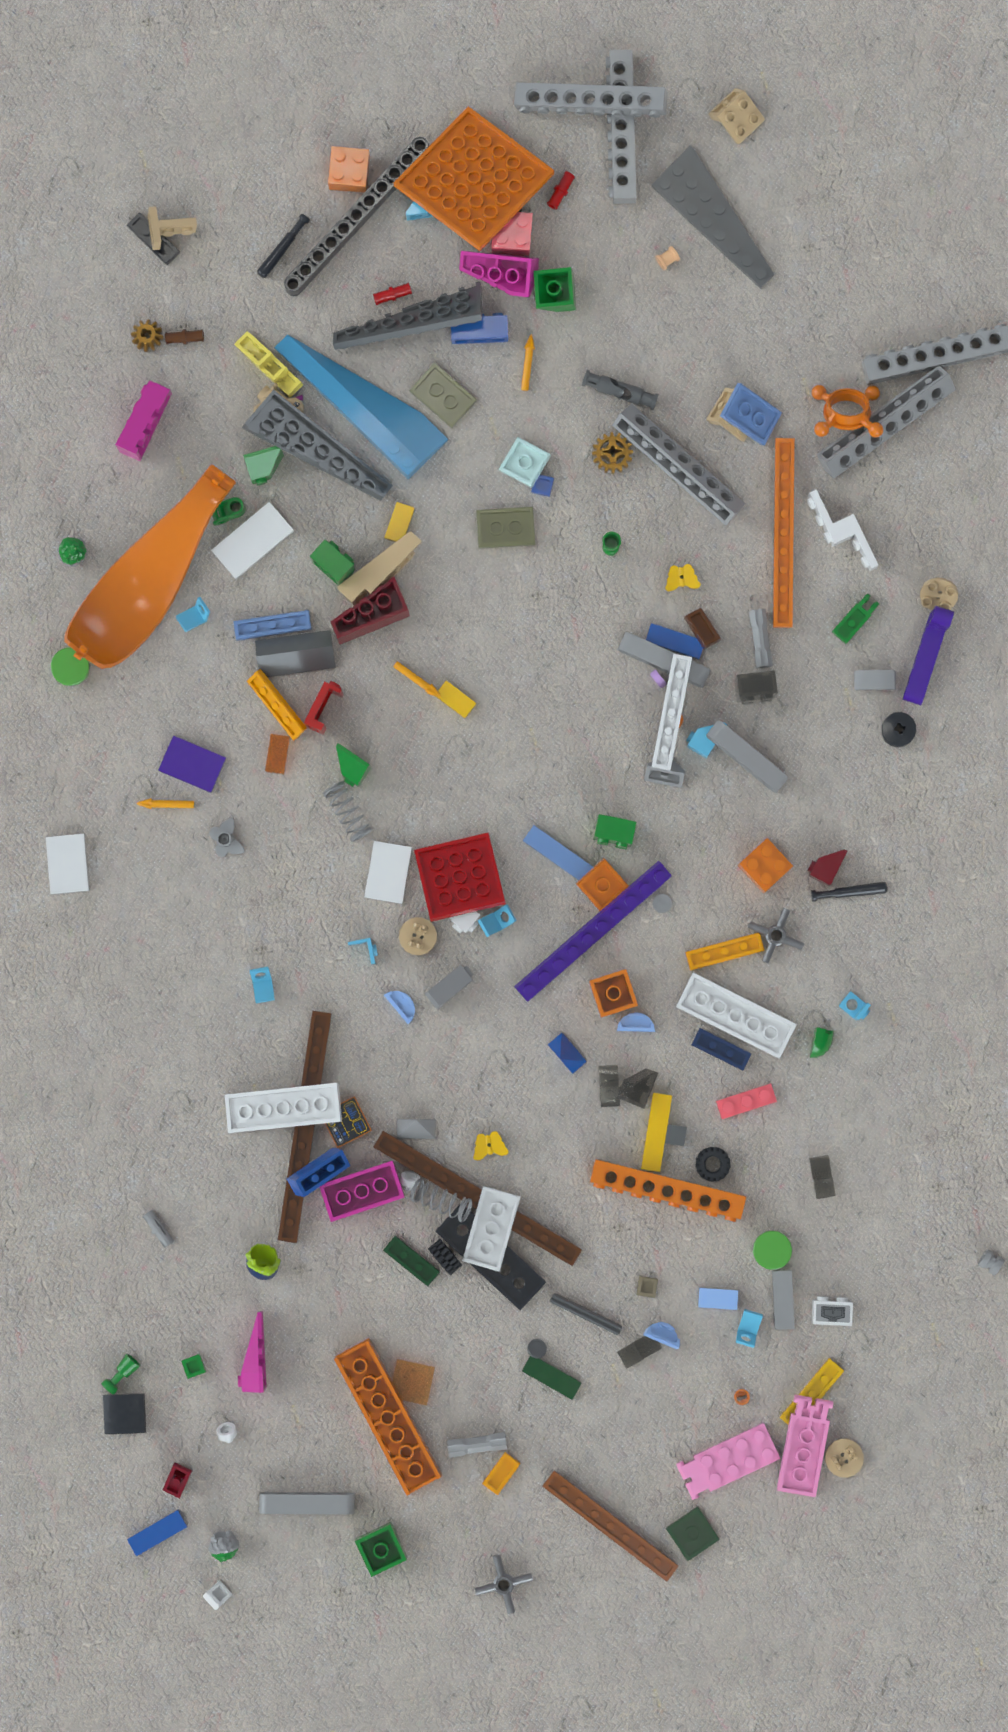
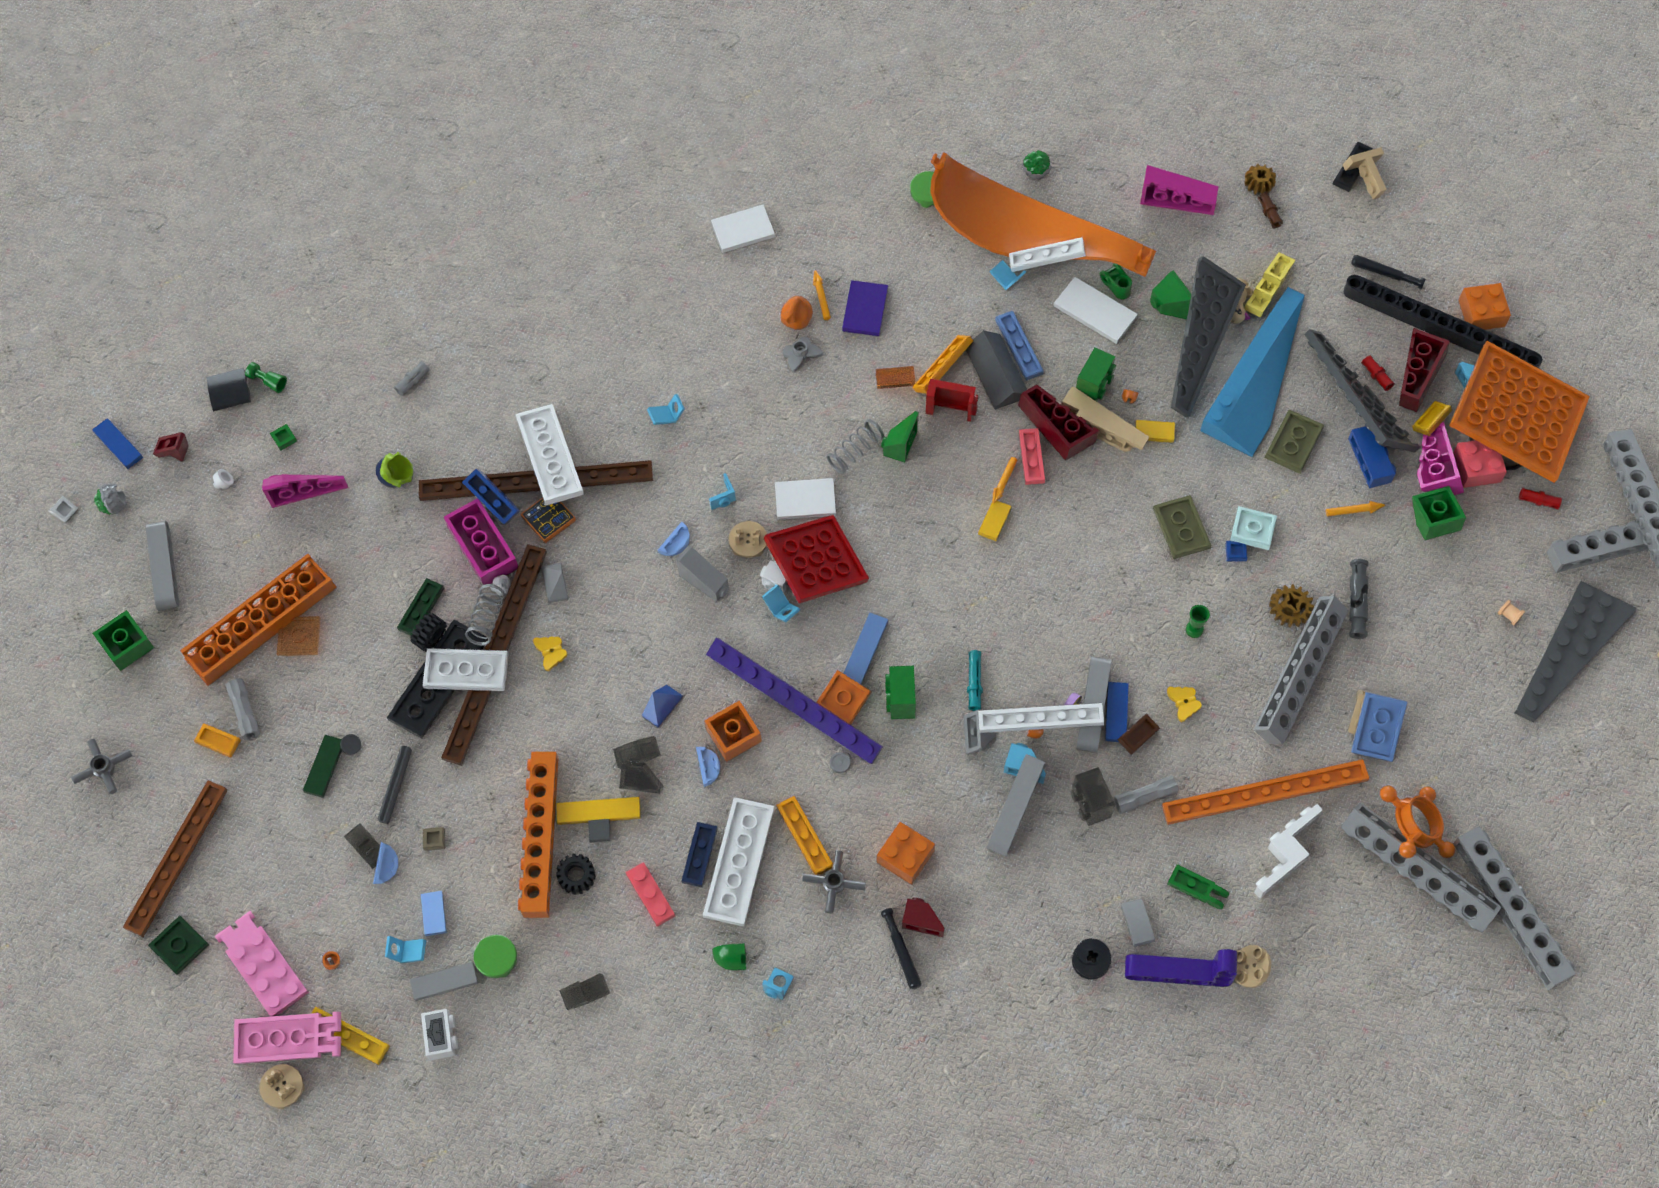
camera: 75 degrees right, 20 degrees down
(184, 833) = (796, 313): none -> orange piece
(185, 571) = (1047, 254): none -> white tile
(355, 535) = (1129, 394): none -> orange hinge
(397, 250) = (1422, 366): none -> dark red wedge
(398, 646) = (1031, 456): none -> coral plate
(453, 260) = (1432, 418): none -> yellow tile
(615, 761) = (974, 688): none -> teal pin

